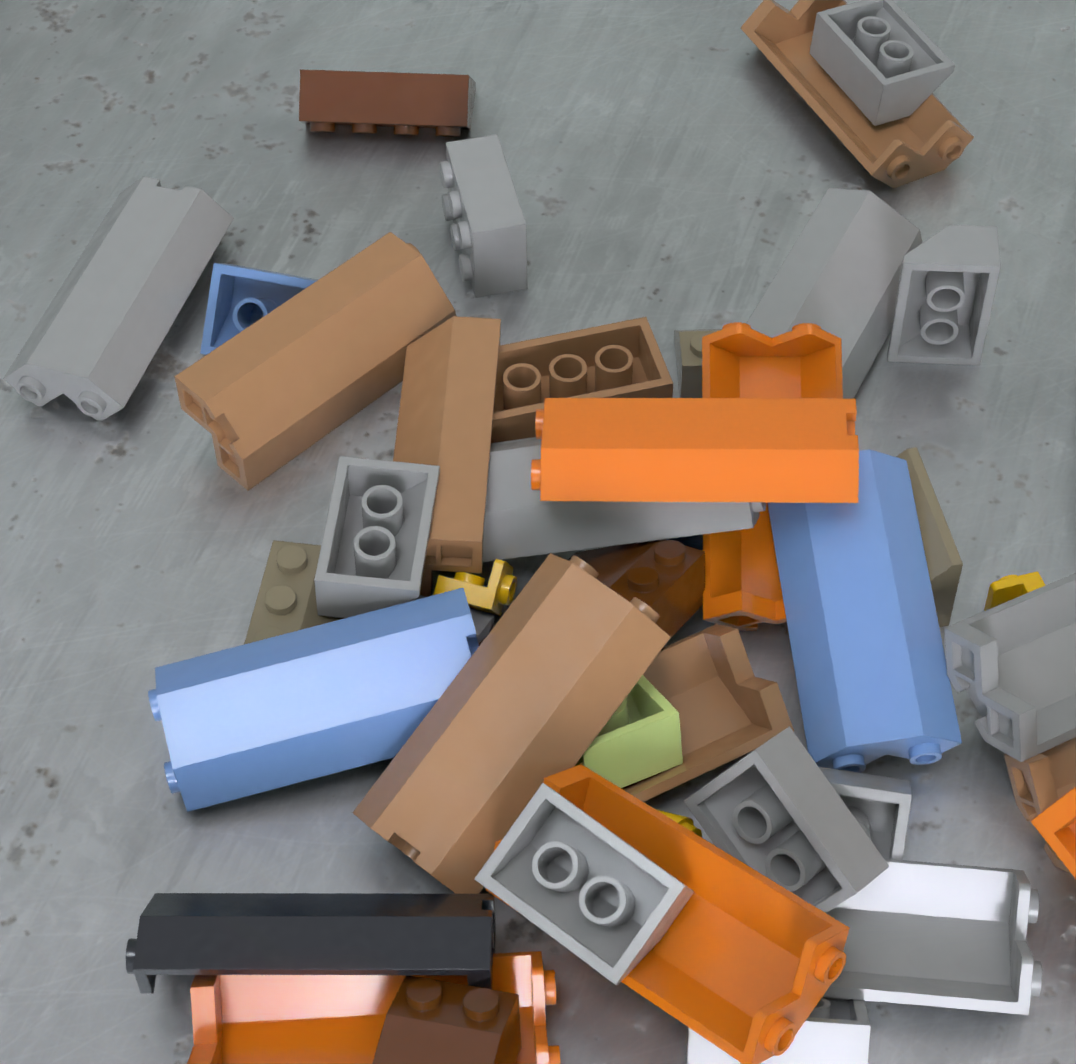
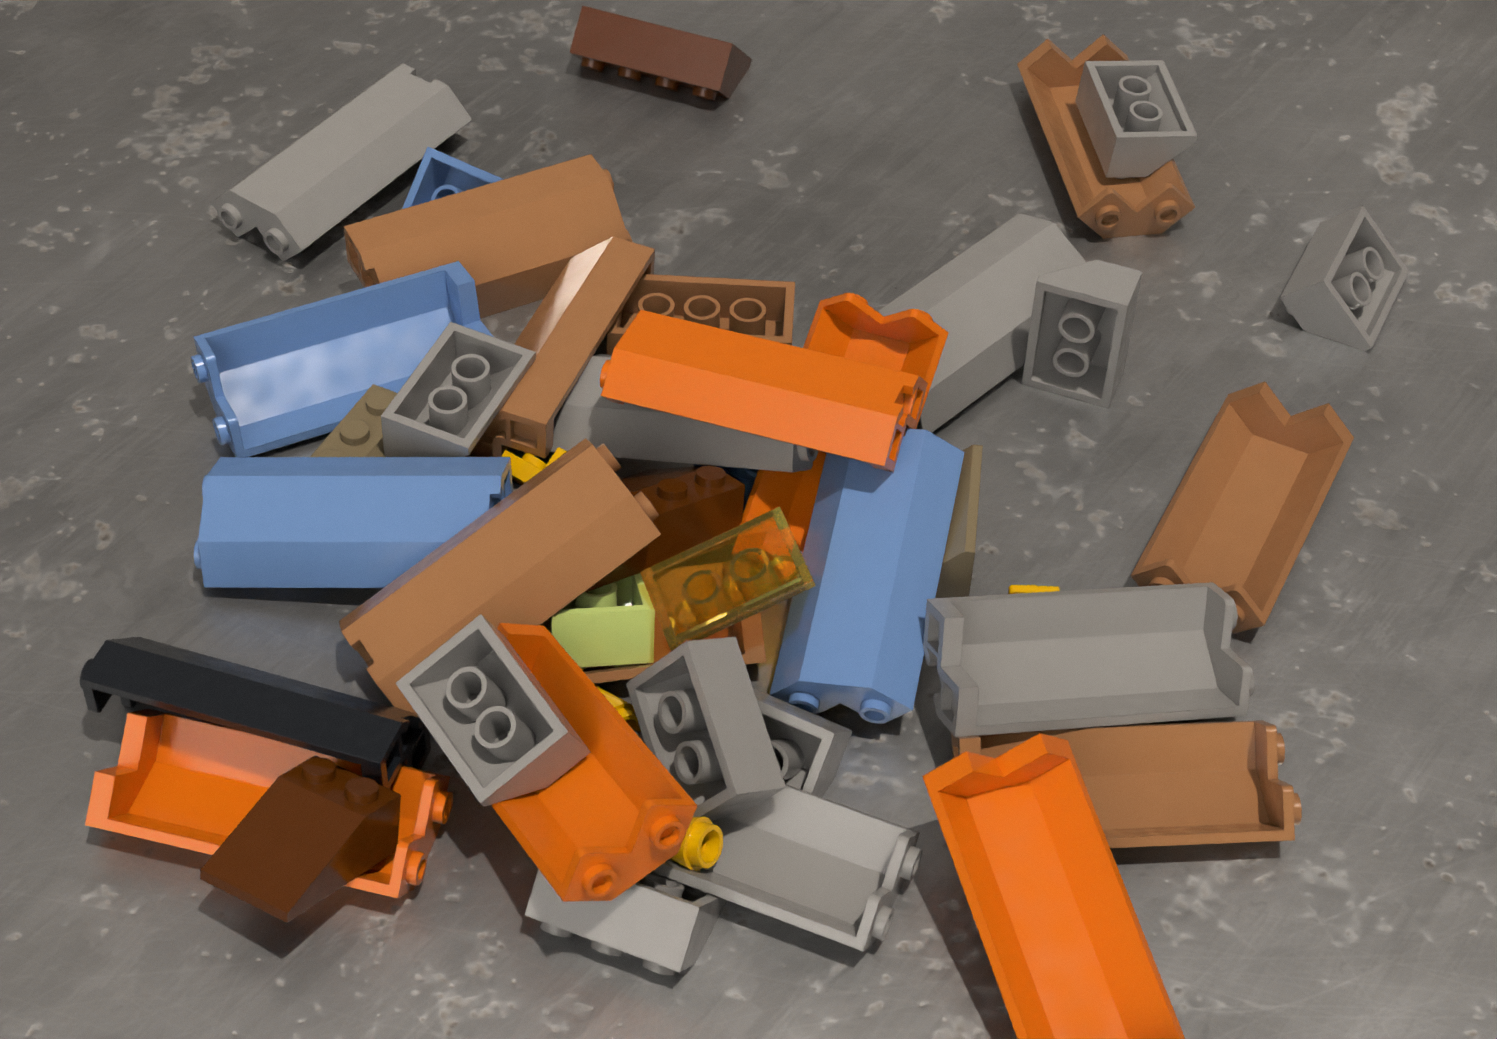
camera: 15 degrees right, 5 degrees down
(210, 525) = (312, 363): none -> medium blue panel
(485, 216) = (693, 167): light grey brick -> none
(745, 664) = (727, 578): none -> clear yellow slope

